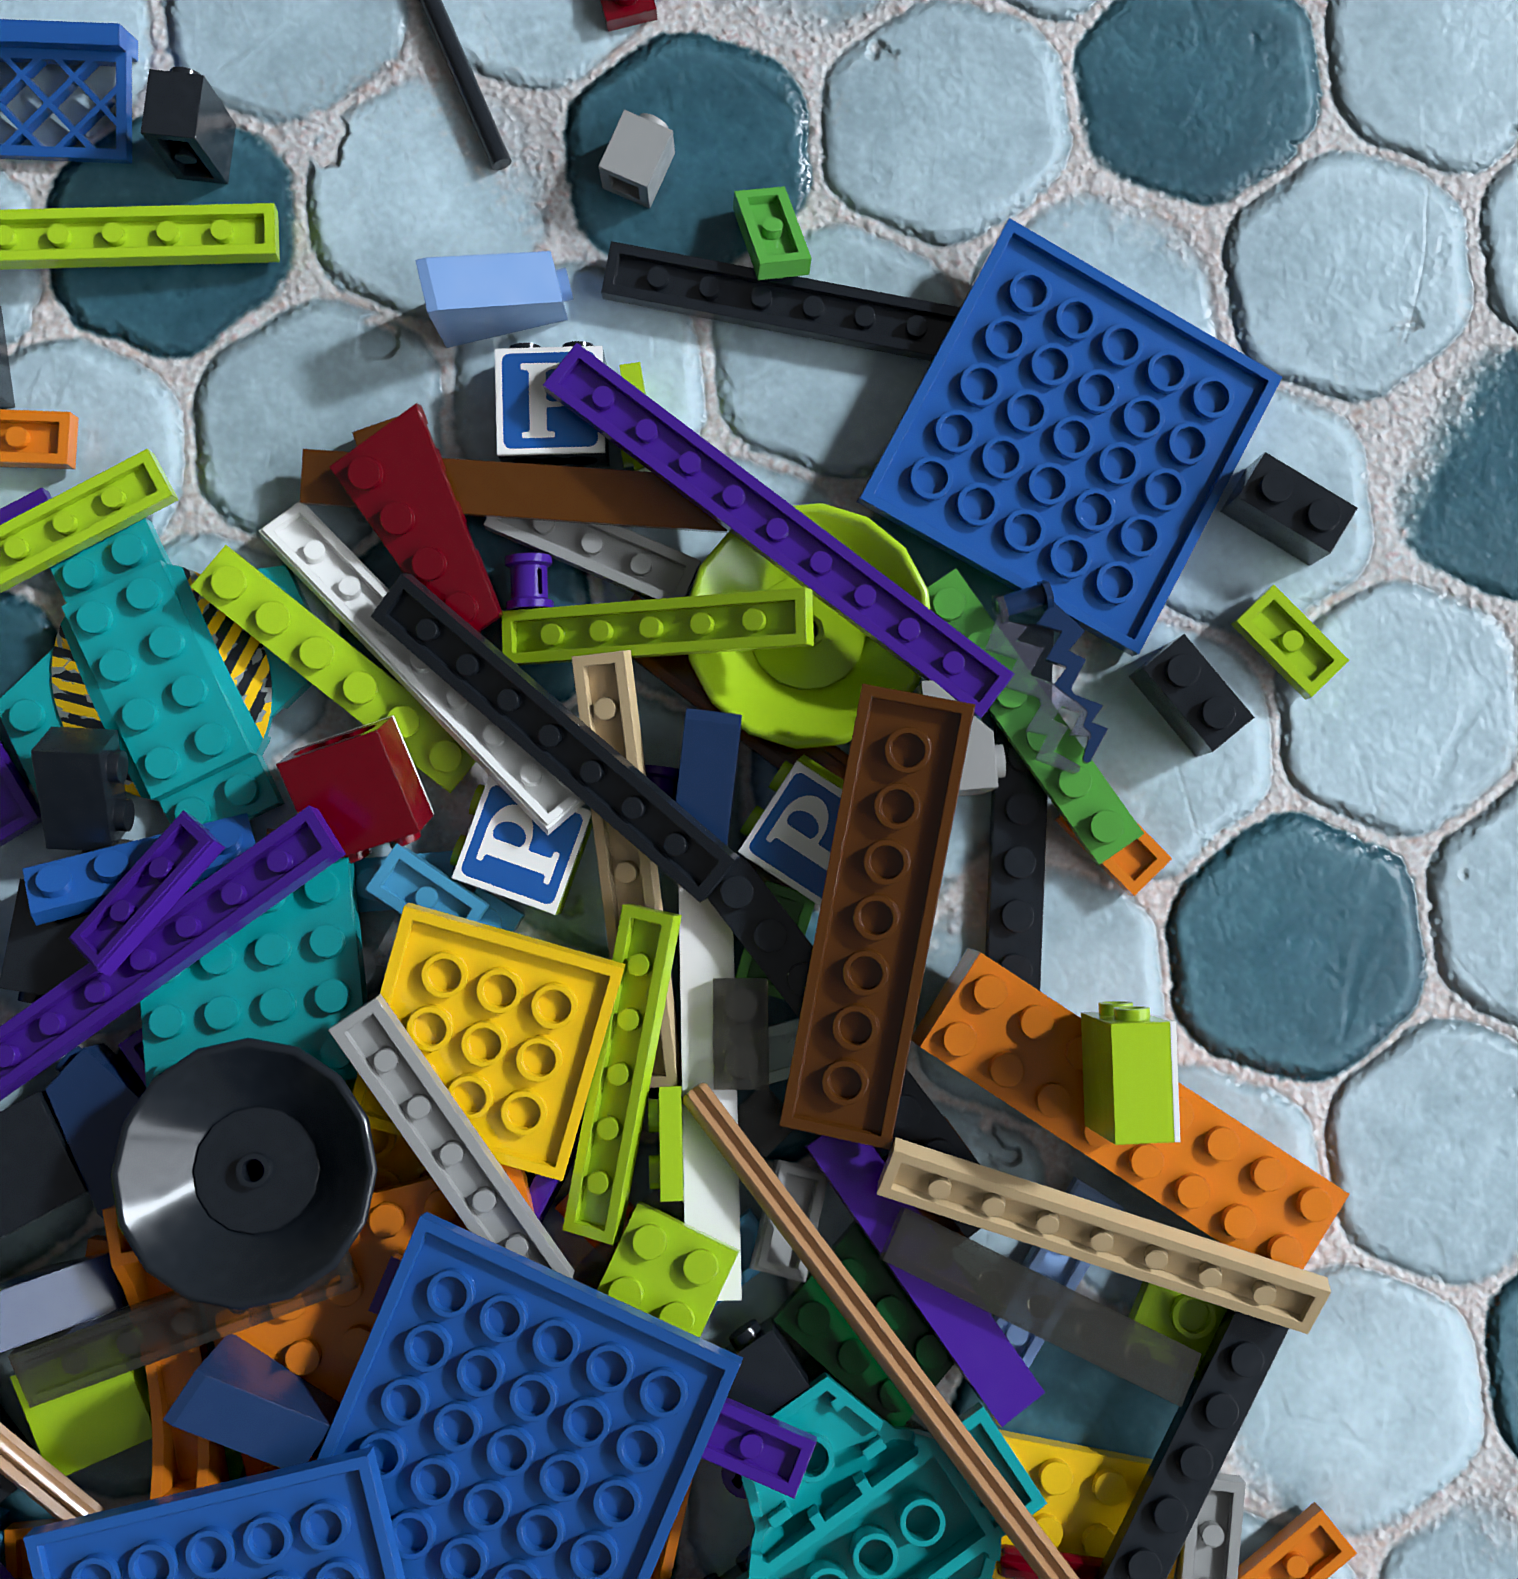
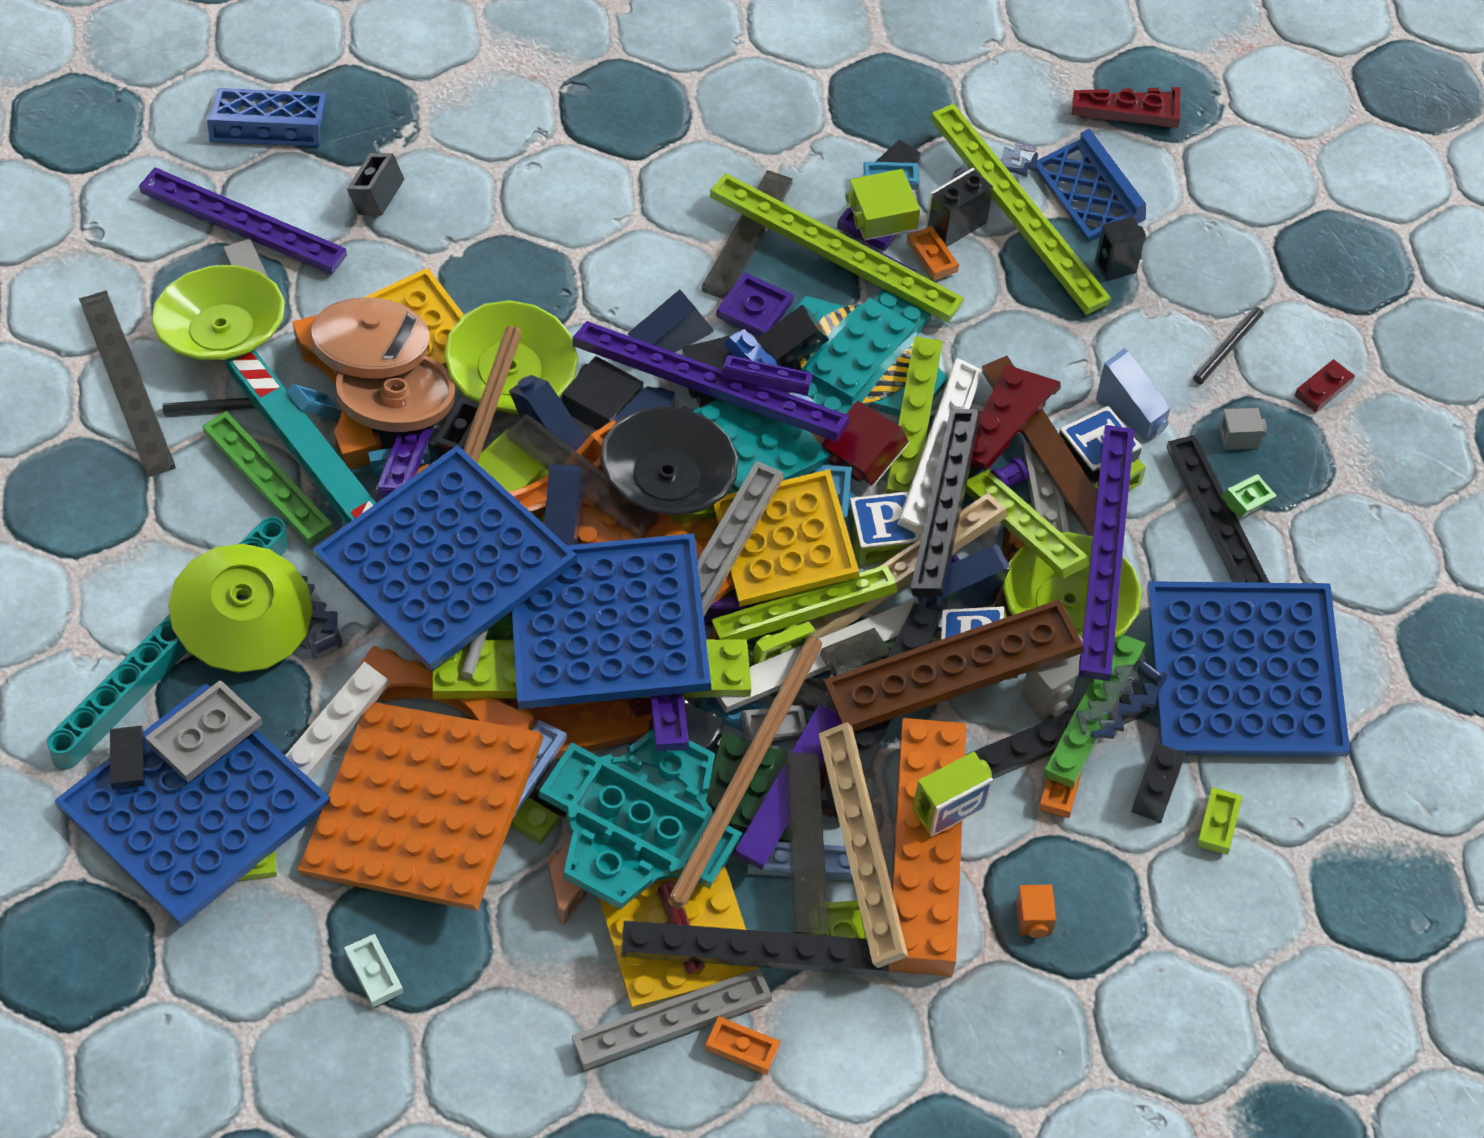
camera: 65 degrees right, 30 degrees down
(1288, 509) = (1285, 784): black brick -> none
(1301, 1007) = (1036, 910): none -> orange brick

